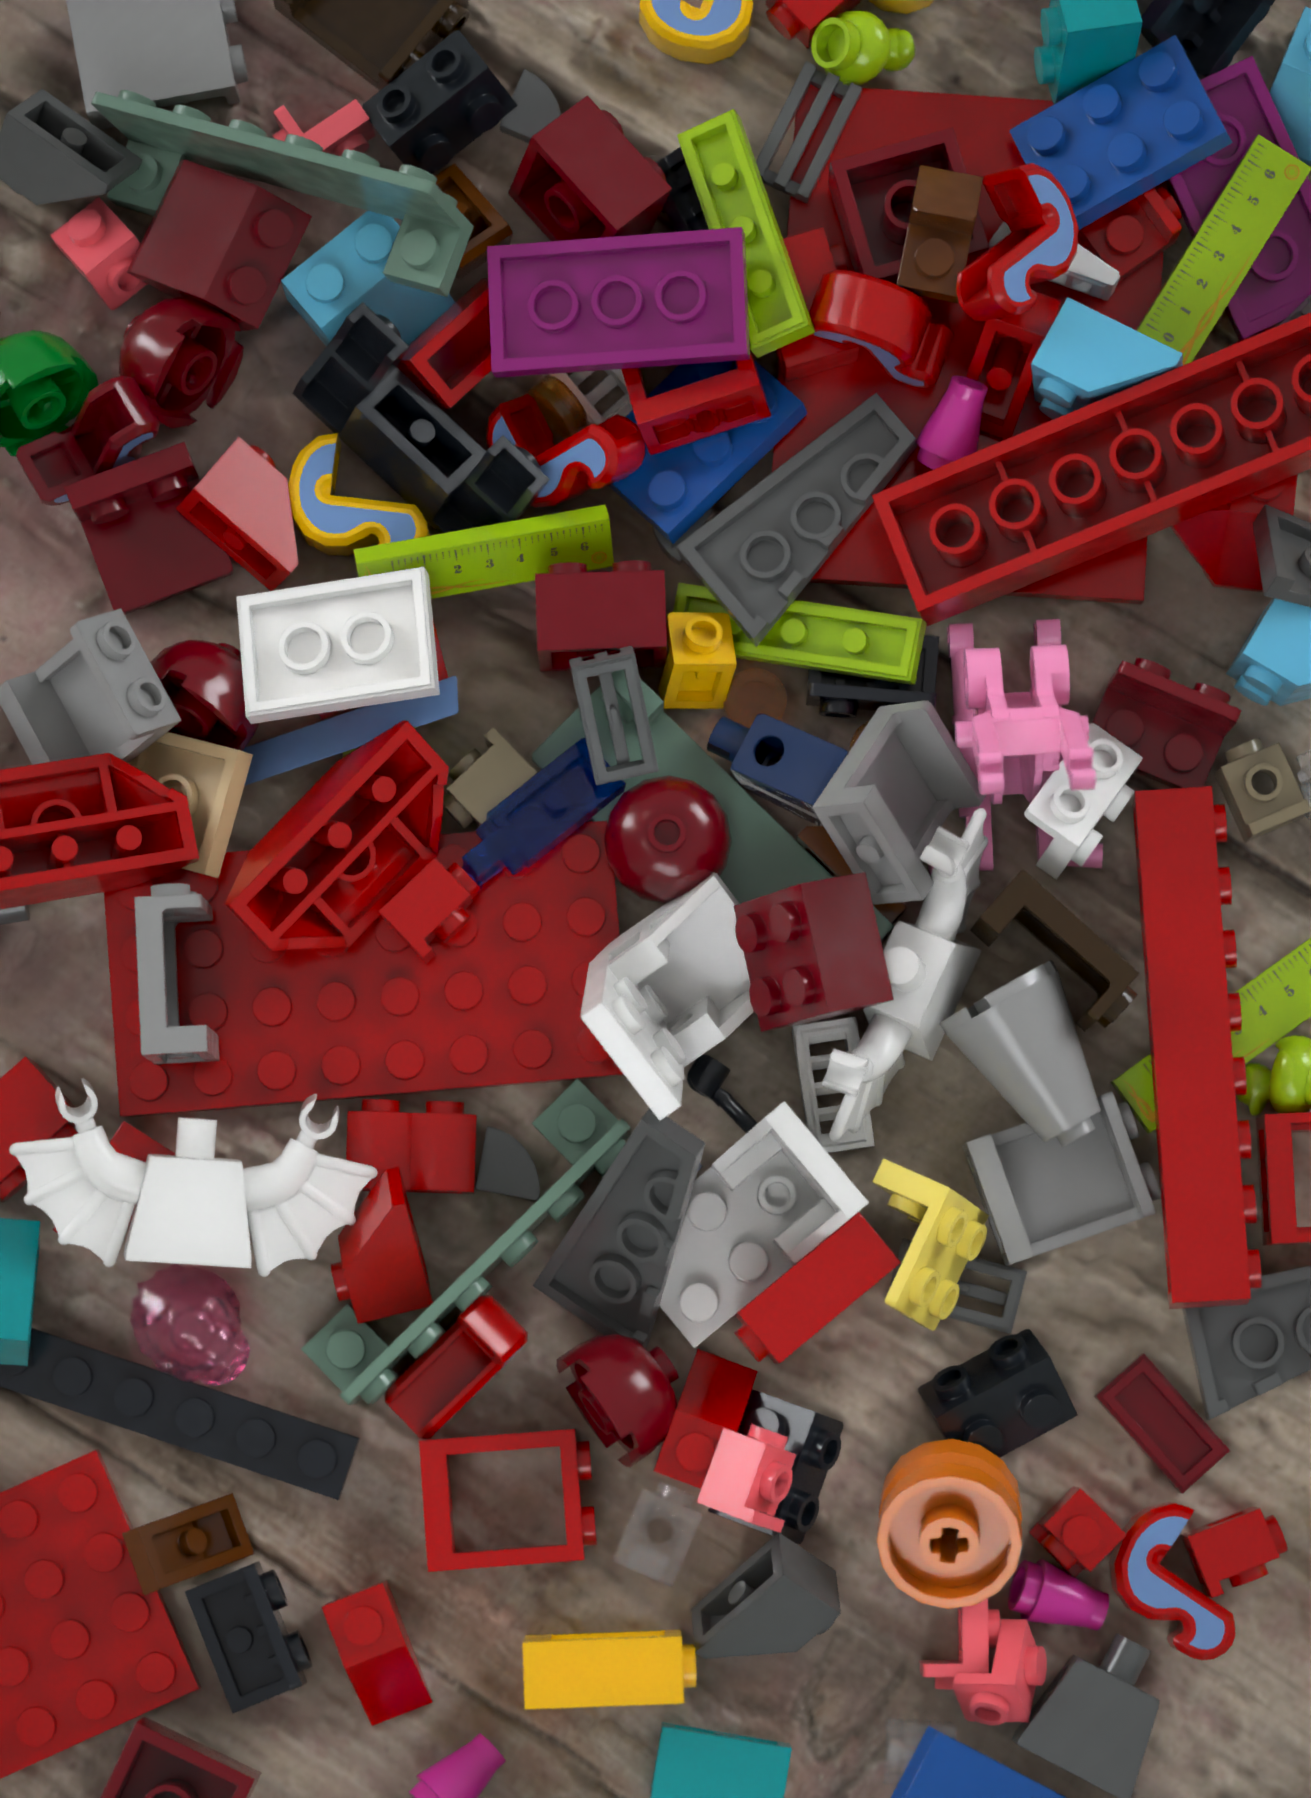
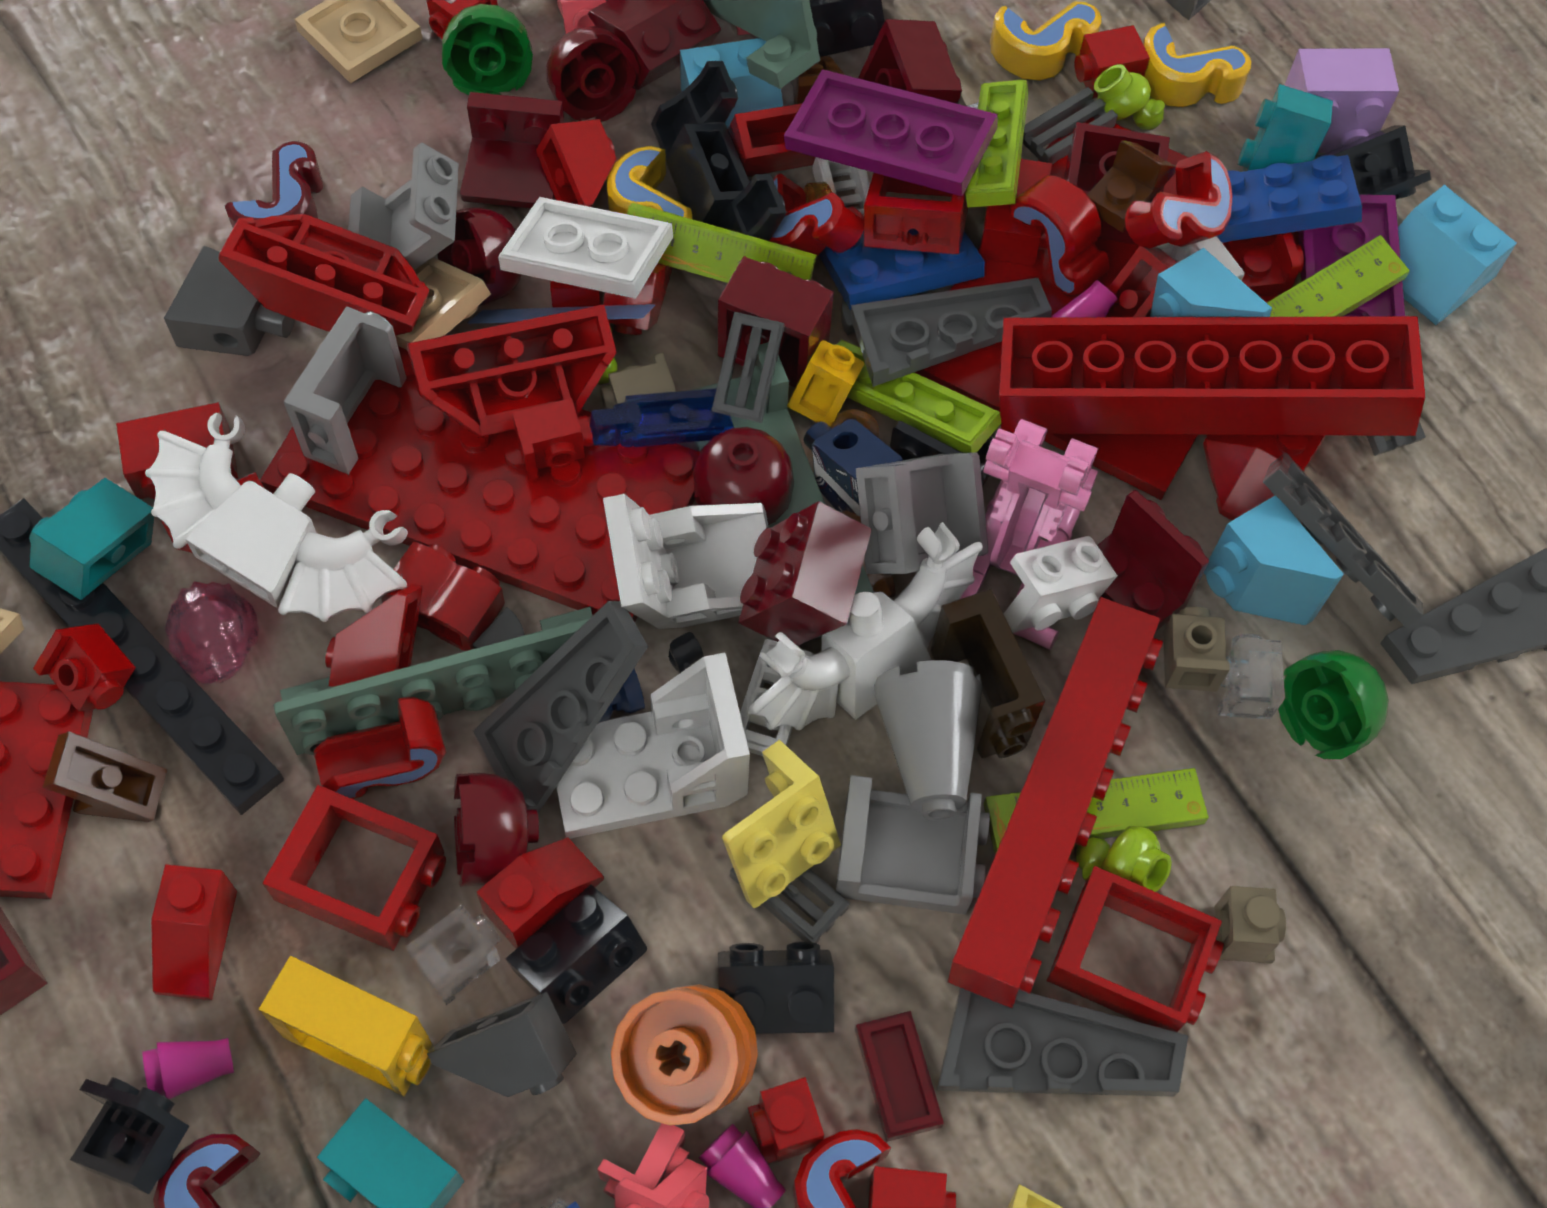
camera: 25 degrees right, 20 degrees down
(88, 1437) = (86, 666): none -> red brick
(103, 436) = (524, 74): dark red animal -> none
(248, 1636) = (105, 871): black bracket -> none
(749, 1476) = (545, 929): coral brick -> none
(814, 1291) = (672, 822): red brick -> none

